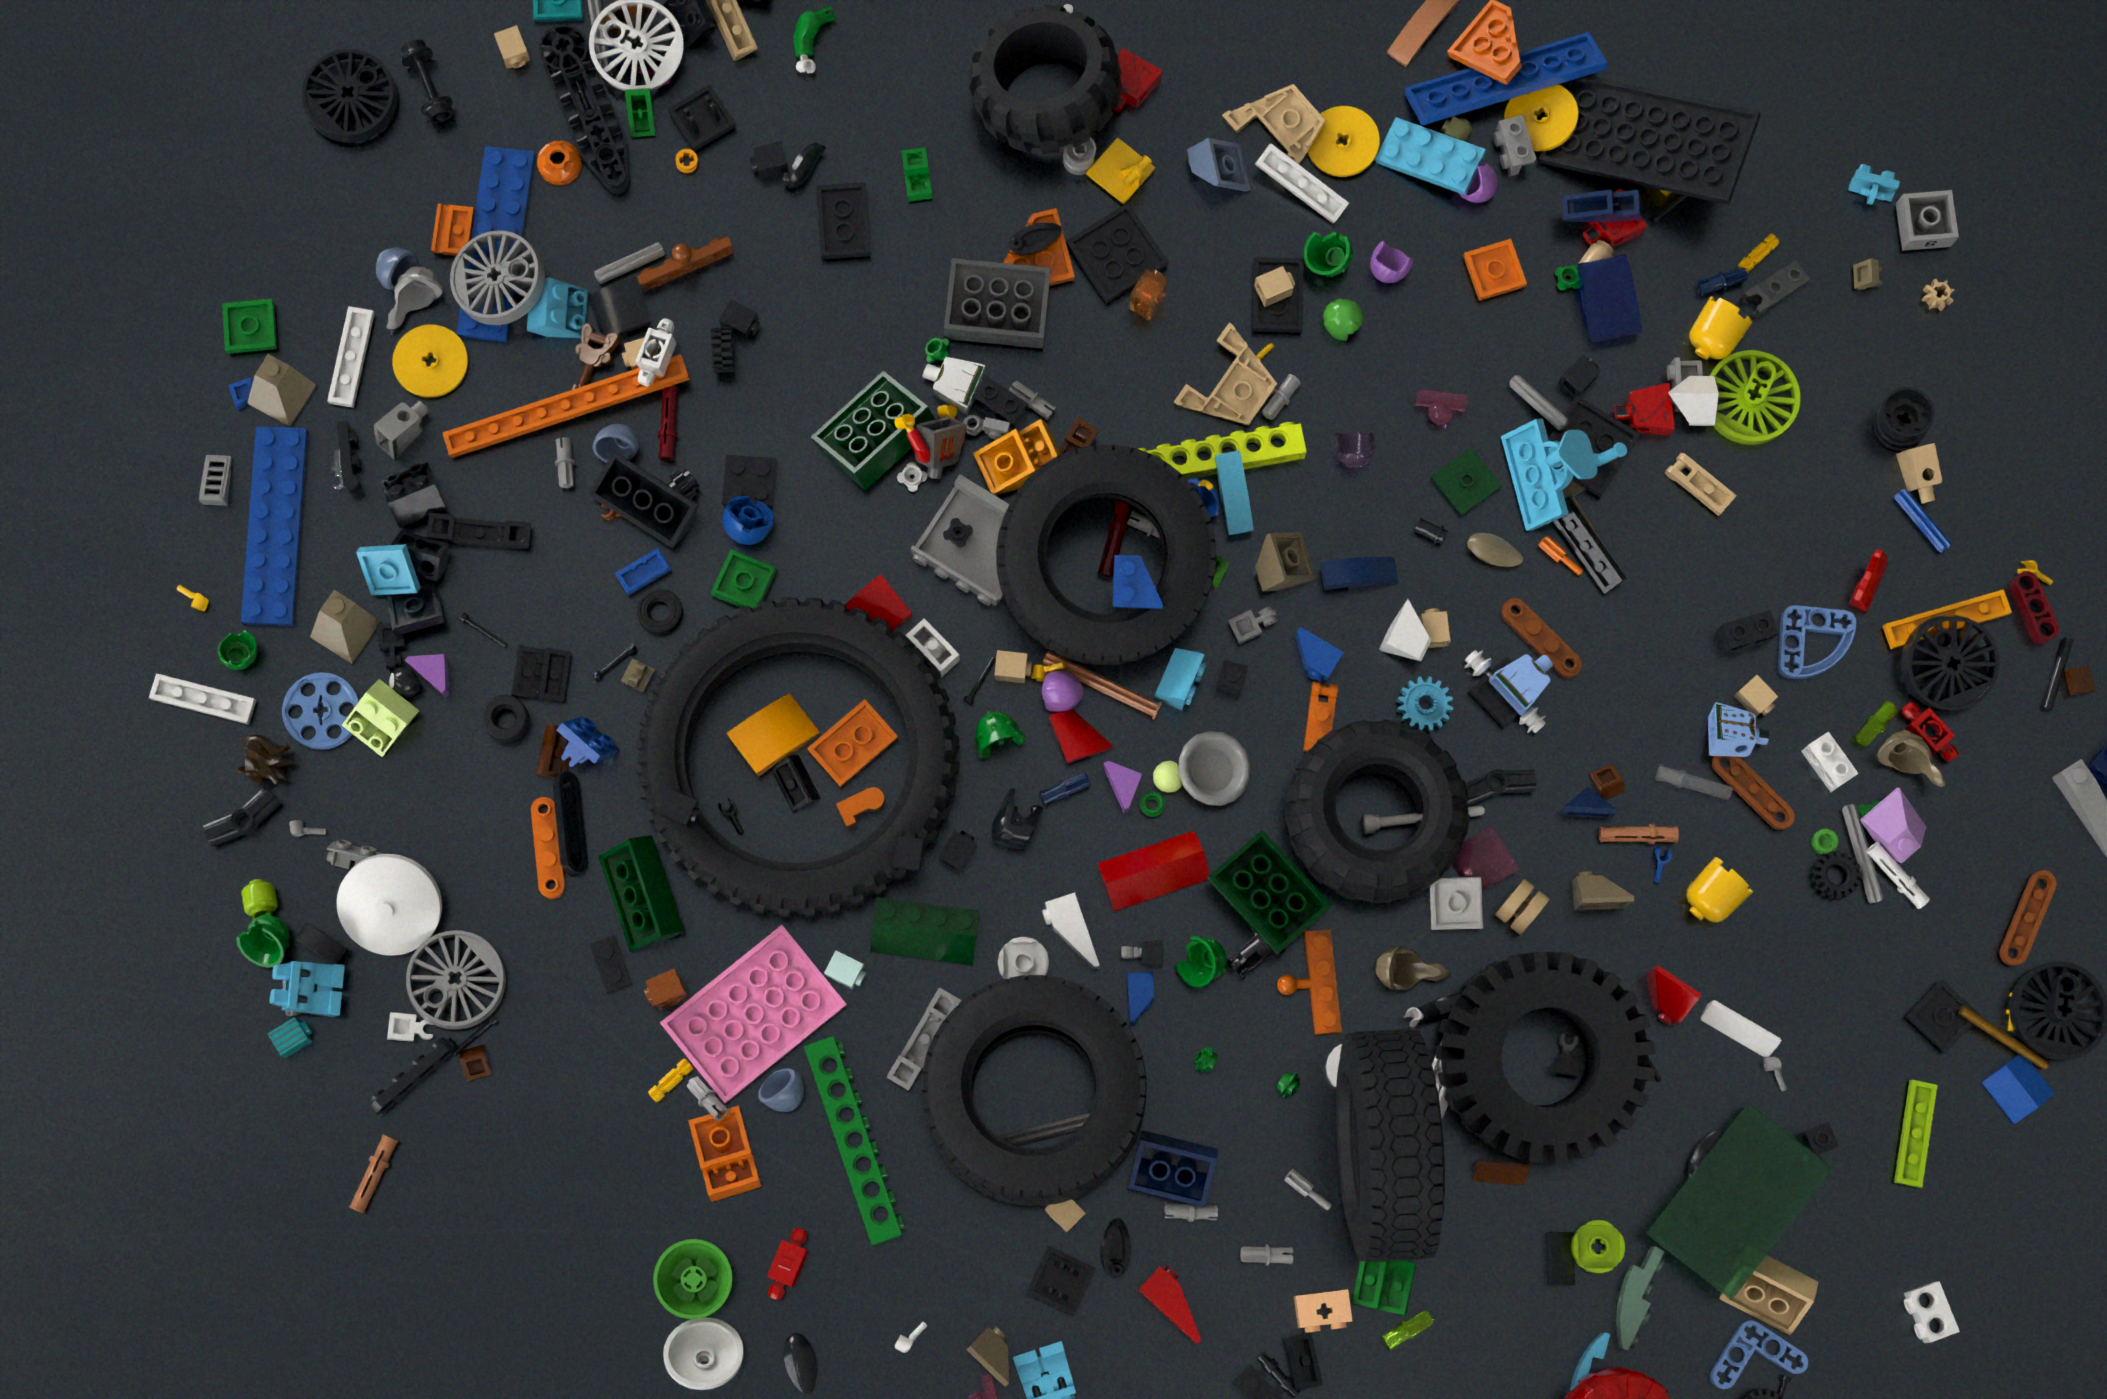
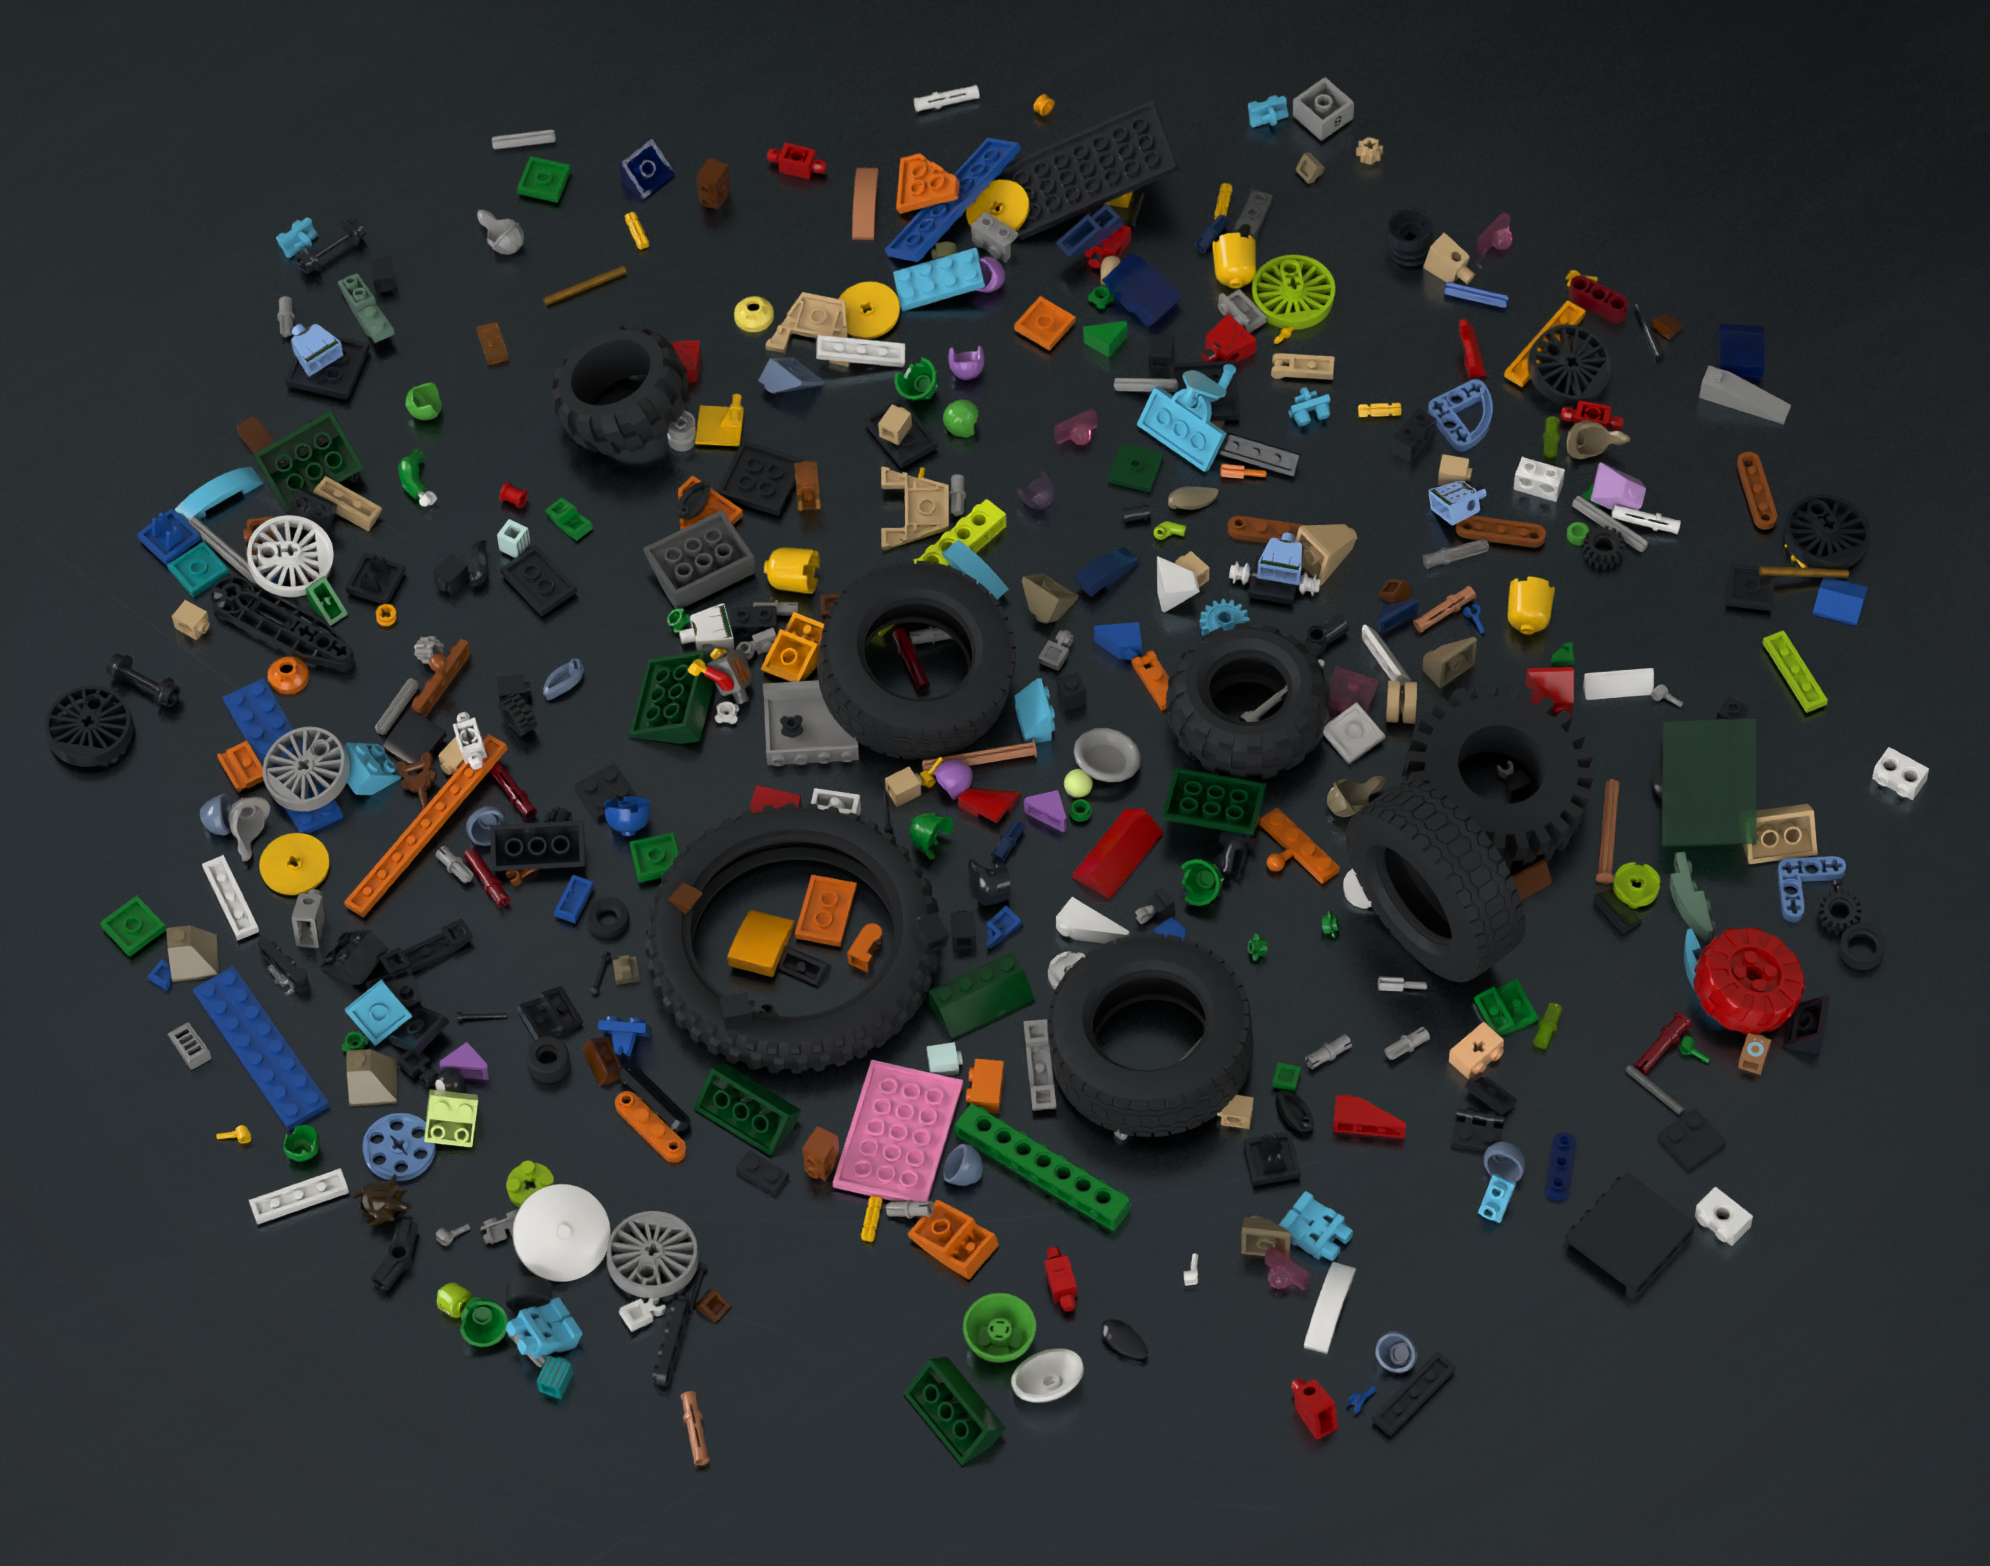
camera: 30 degrees left, 20 degrees down
(349, 577) = (354, 1037): none -> green plate
(391, 825) = (524, 1174): none -> lime plate
(582, 505) = (491, 884): none -> dark red pin
(603, 1322) = (954, 1409): none -> dark green slope
(695, 226) = (428, 647): none -> light grey gear
(719, 657) = (685, 897): none -> reddish brown slope
(792, 339) = (563, 679): none -> sand blue arm
(848, 164) = (513, 538): none -> light aqua brick
(862, 1024) = (986, 1084): none -> orange brick
(884, 115) = (513, 495): none -> red bush
(996, 870) = (1002, 926): none -> blue slope
(1072, 373) = (793, 569): none -> yellow cylinder
(1133, 584) = (955, 654): blue wing -> none
(1134, 1209) = (1286, 1077): none -> green plate
(1173, 1168) = (1293, 1029): dark blue slope -> none
(1237, 83) = (754, 320): none -> light yellow piece
(1447, 567) = (1168, 528): none -> lime arm
(1540, 325) = (1105, 337): none -> green slope
(1547, 844) = (1384, 655): none -> white slope
(1573, 693) = (1324, 548): none -> tan slope
(1614, 1172) = (1608, 832): none -> nougat axle
(1667, 32) = (1043, 105): none -> light orange bush
(1684, 537) = (1301, 410): none -> medium azure hips
(1697, 399) = (1259, 311): white slope -> none
(1712, 435) = (1285, 333): none -> yellow hand
(1713, 960) = (1563, 656): none -> green tile
(1738, 579) = (1379, 409): none -> yellow axle
(1989, 471) = (1495, 235): none -> clear pink tile

